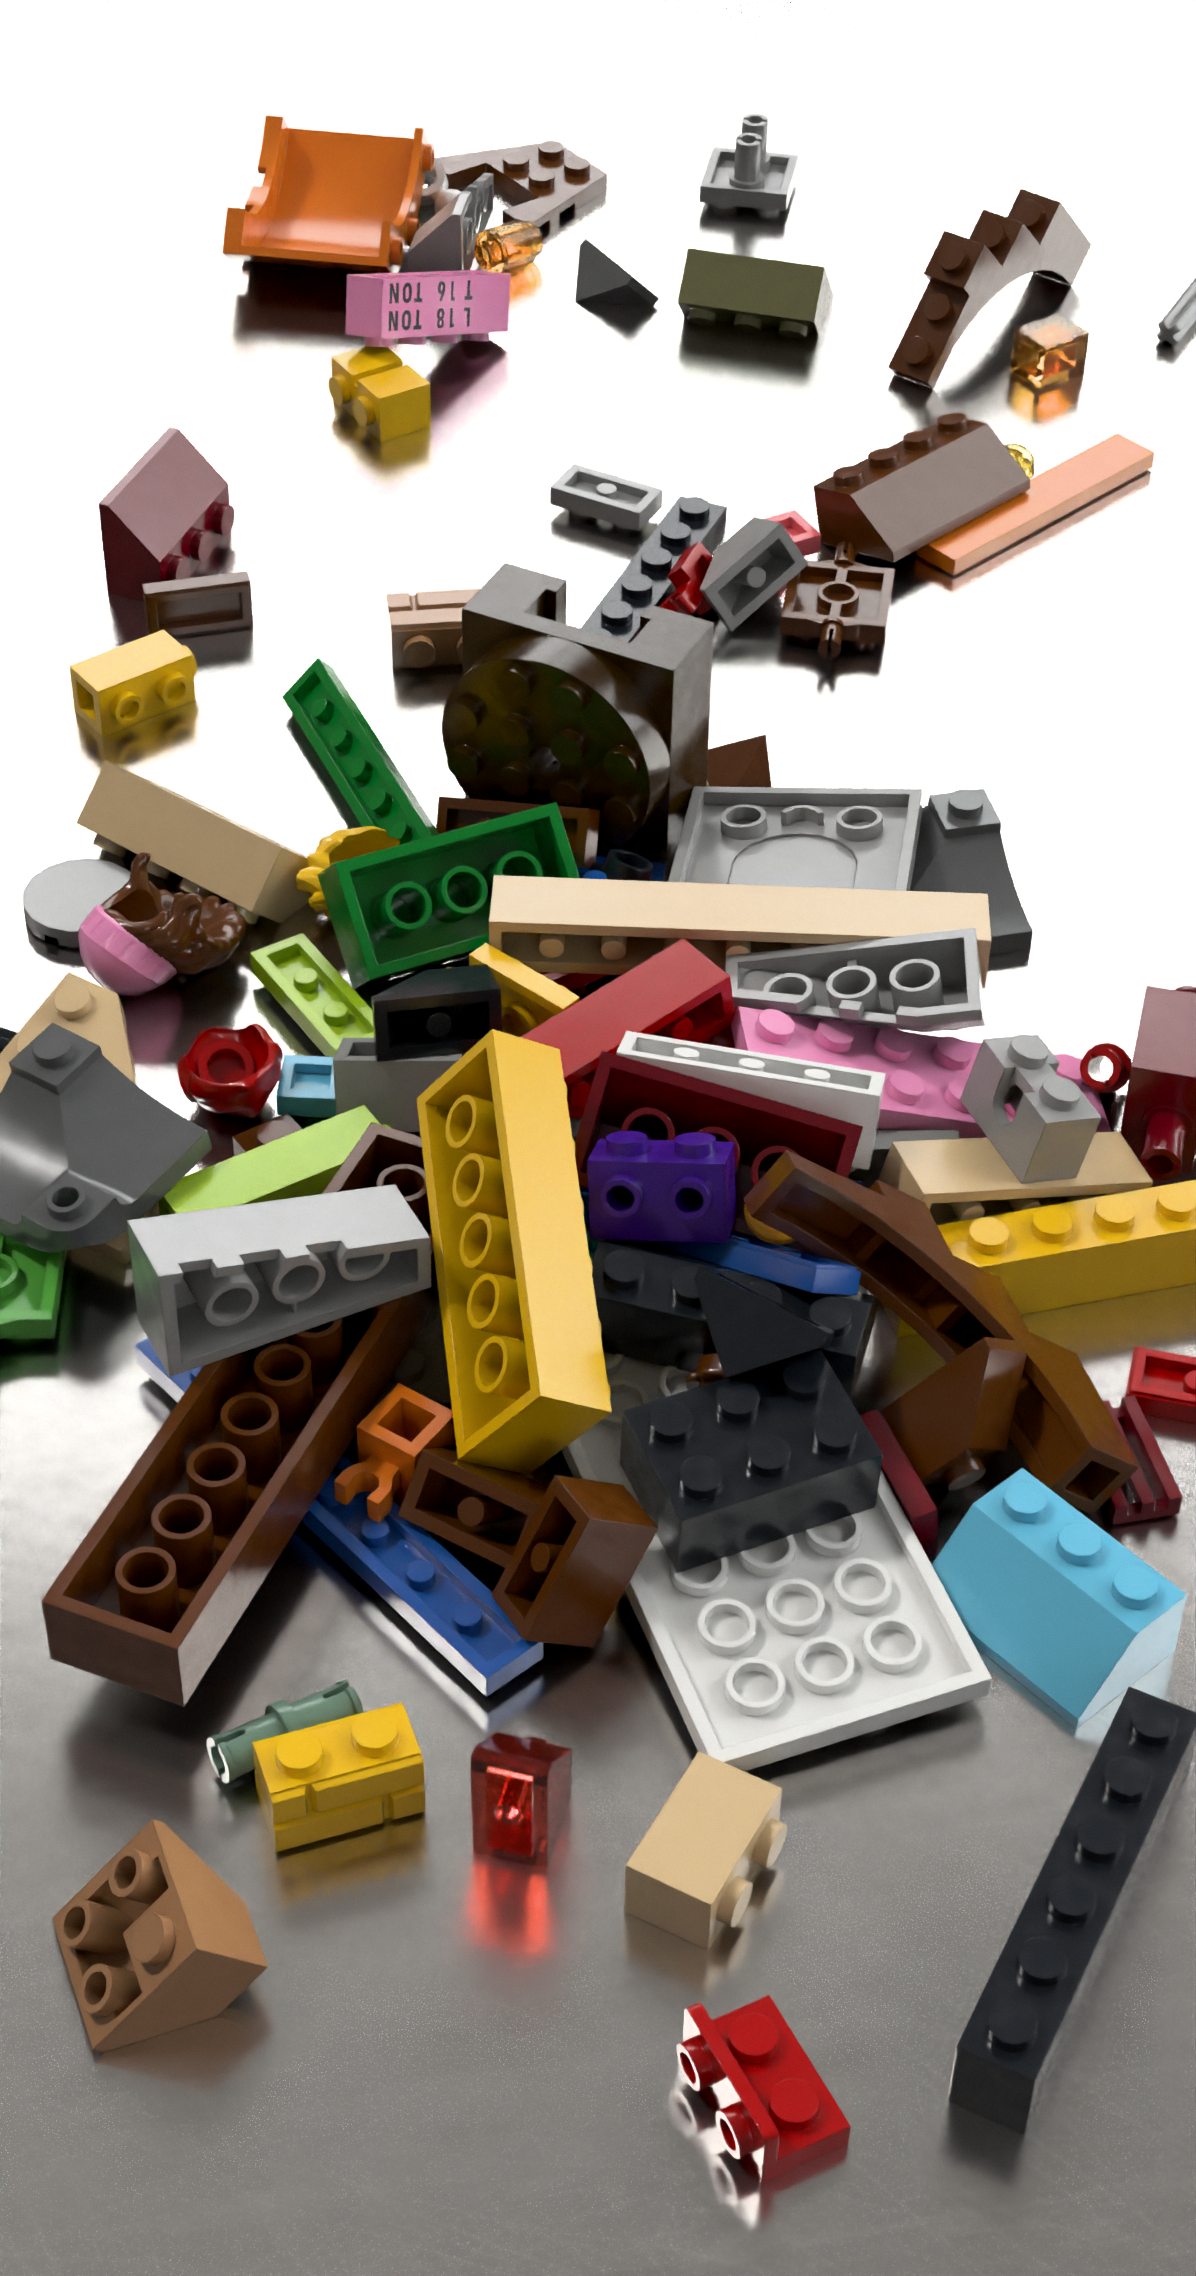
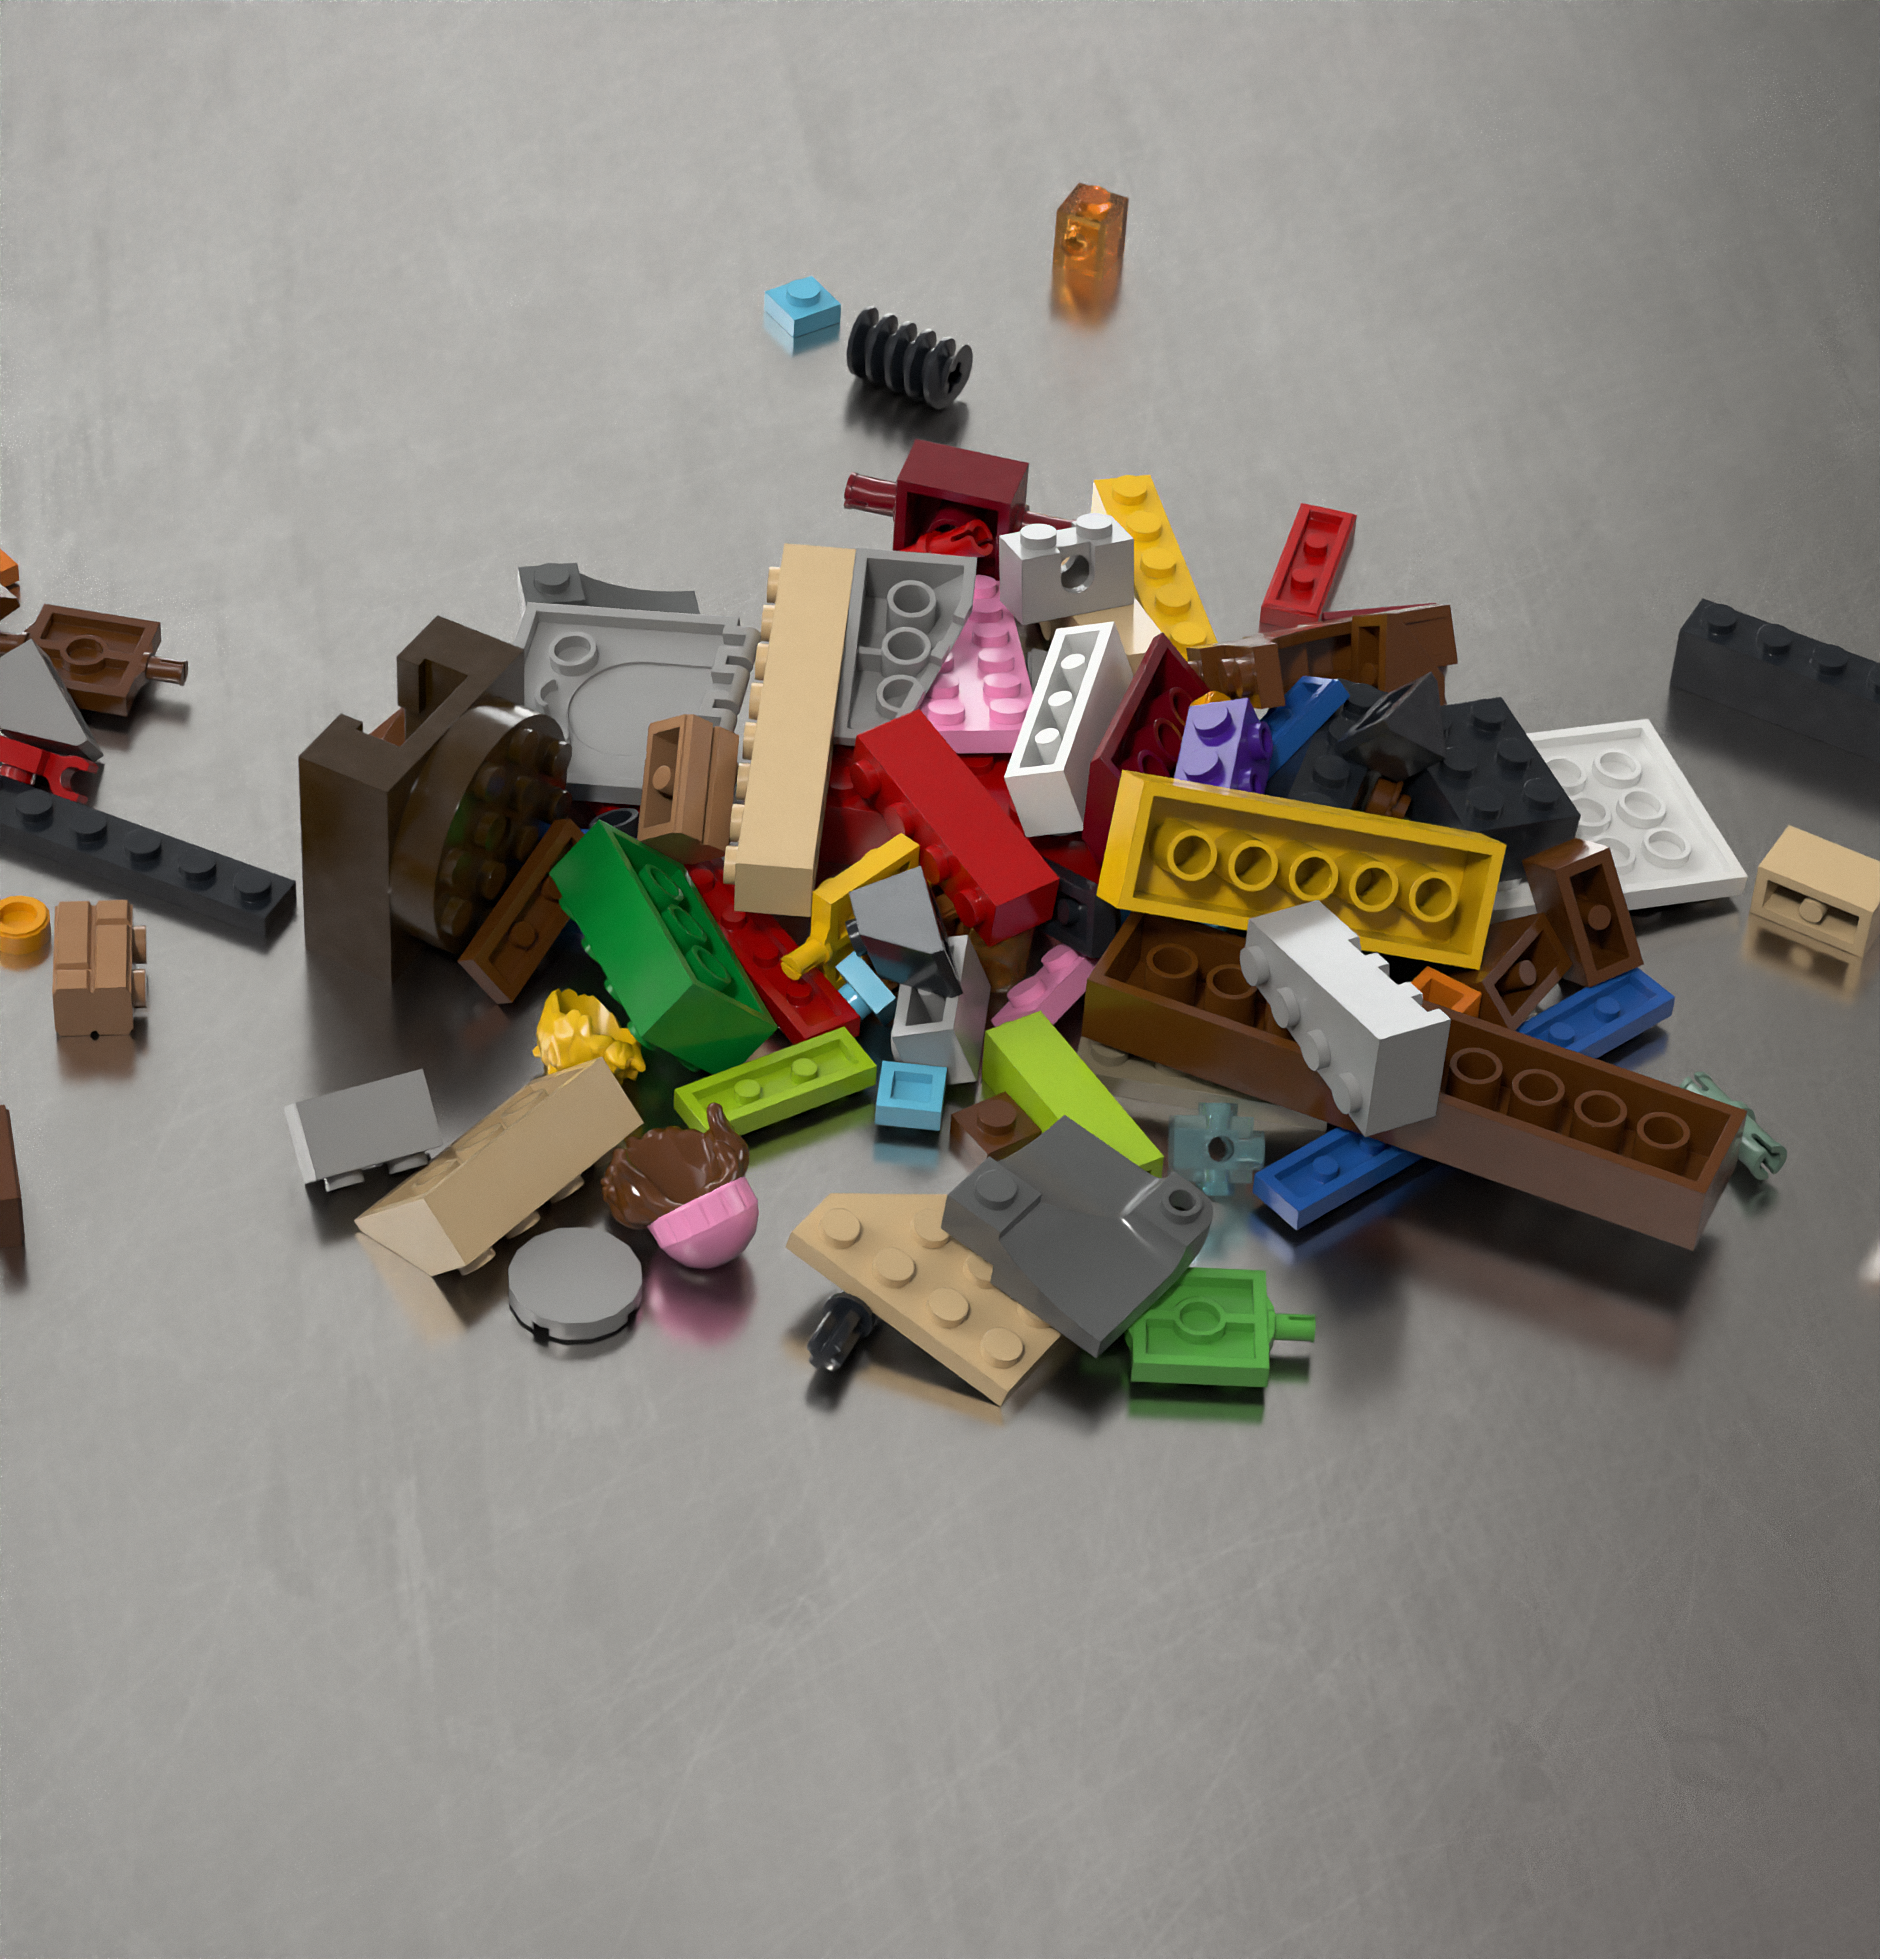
camera: 90 degrees left, 0 degrees up
(133, 682) = (167, 1232): yellow brick -> none
(231, 1070) = (907, 1137): red hair -> none
(238, 760) = (362, 1128): none -> light grey brick
(339, 1776) = (1787, 1083): yellow brick -> none
(355, 755) = (366, 1041): green plate -> none
(519, 1797) = (1795, 972): clear red slope -> none
(644, 852) = (688, 788): none -> medium nougat brick
(1057, 1598) = (1561, 668): medium azure slope -> none

